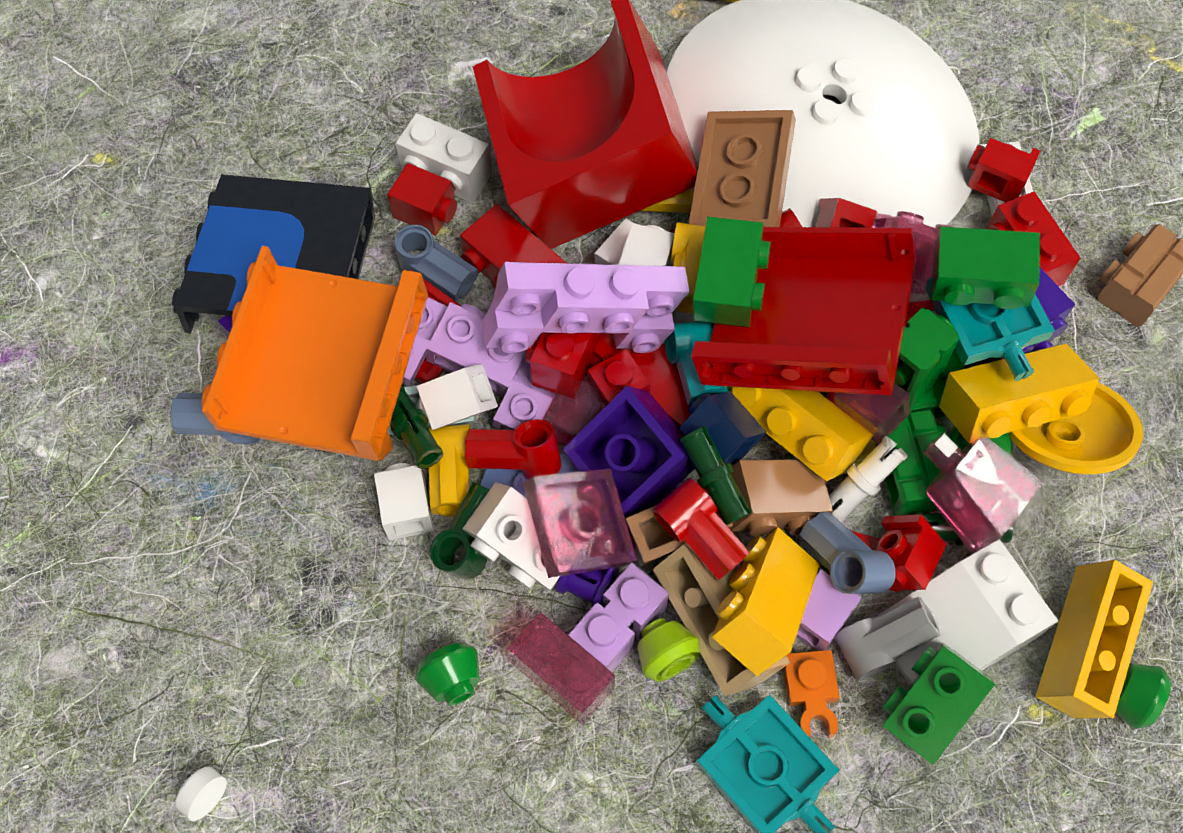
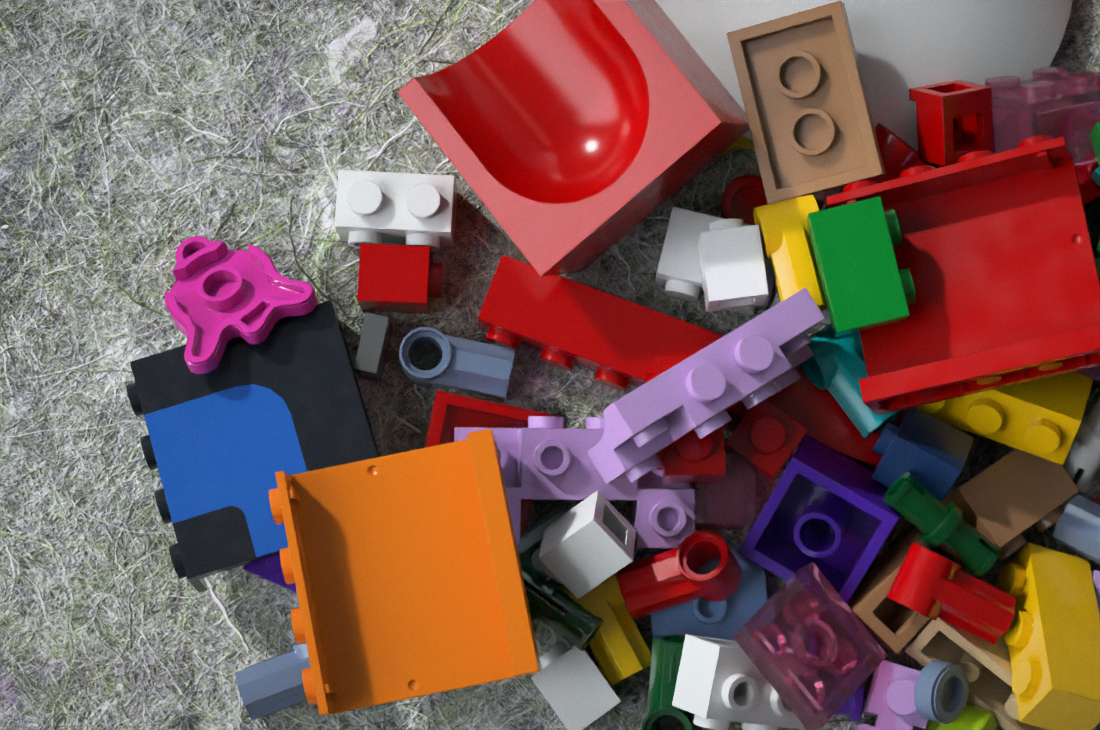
camera: 20 degrees left, 15 degrees up
(305, 163) = (227, 297): none -> dark pink tile
(381, 233) = (373, 347): none -> dark grey tile
(664, 600) = (941, 691): none -> sand blue tile

